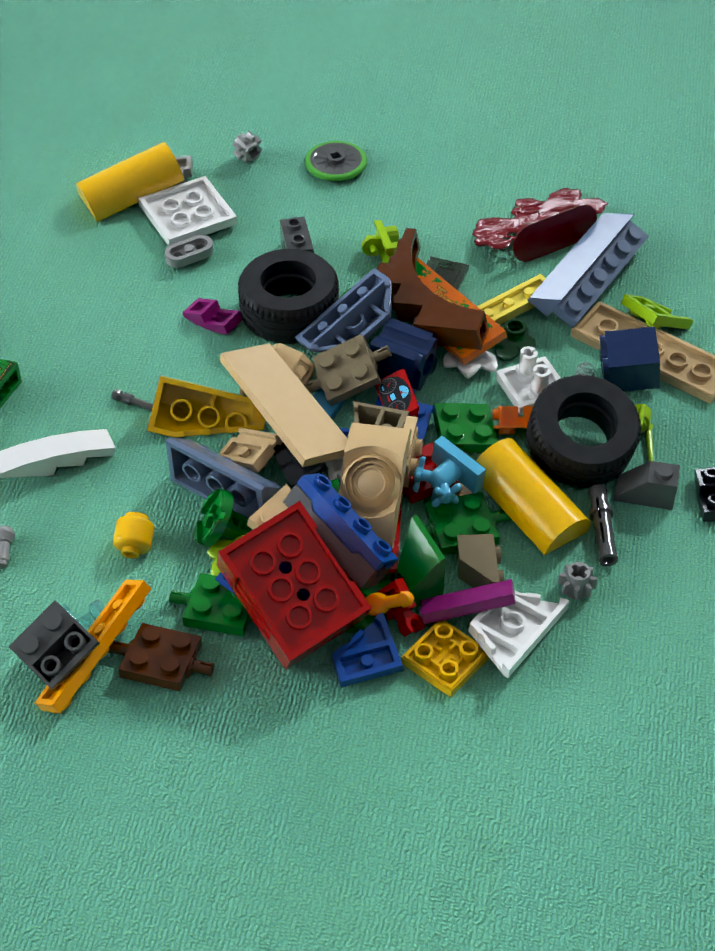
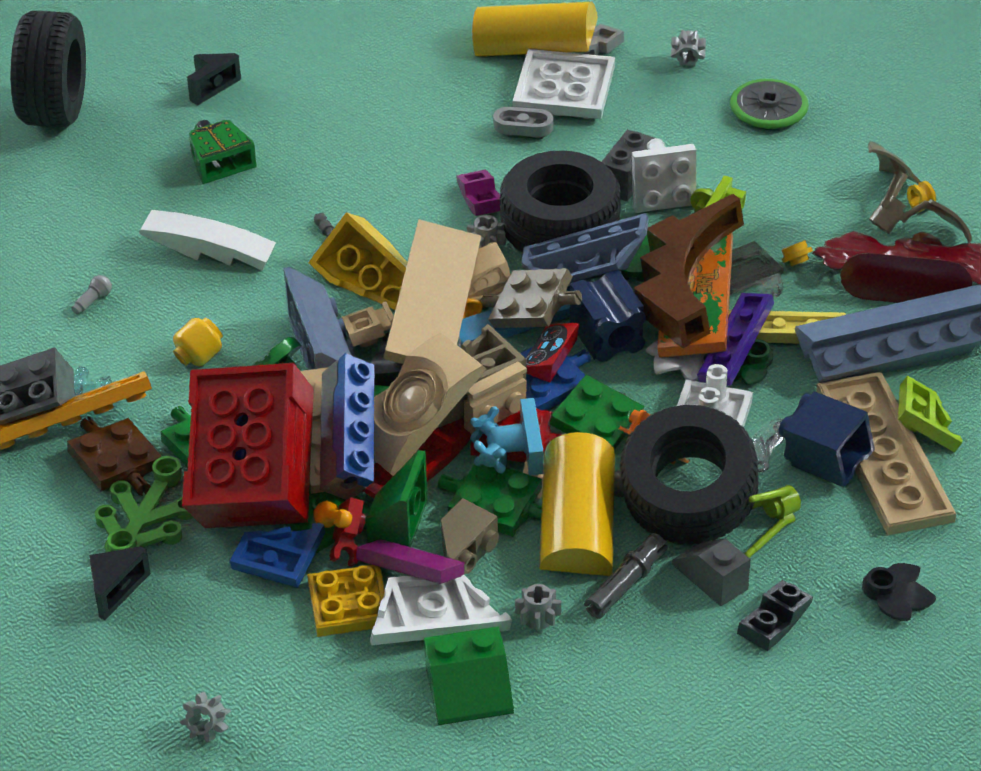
camera: 40 degrees right, 5 degrees down
(232, 689) = (166, 475): none -> bright green plant
(253, 337) = (489, 229): none -> light grey gear
(267, 751) = (117, 576): none -> black slope
(337, 238) = (663, 176): none -> white plate
(463, 812) = (207, 707): none -> light grey gear
(466, 250) = (796, 253): none -> yellow plate
(472, 280) = (770, 285): none -> clear hinge
(495, 192) = (891, 209): none -> dark tan plant
(499, 169) = (920, 193): none -> yellow bush
(509, 348) = (743, 328): none -> dark purple tile
(588, 657) = (468, 675): none -> green slope

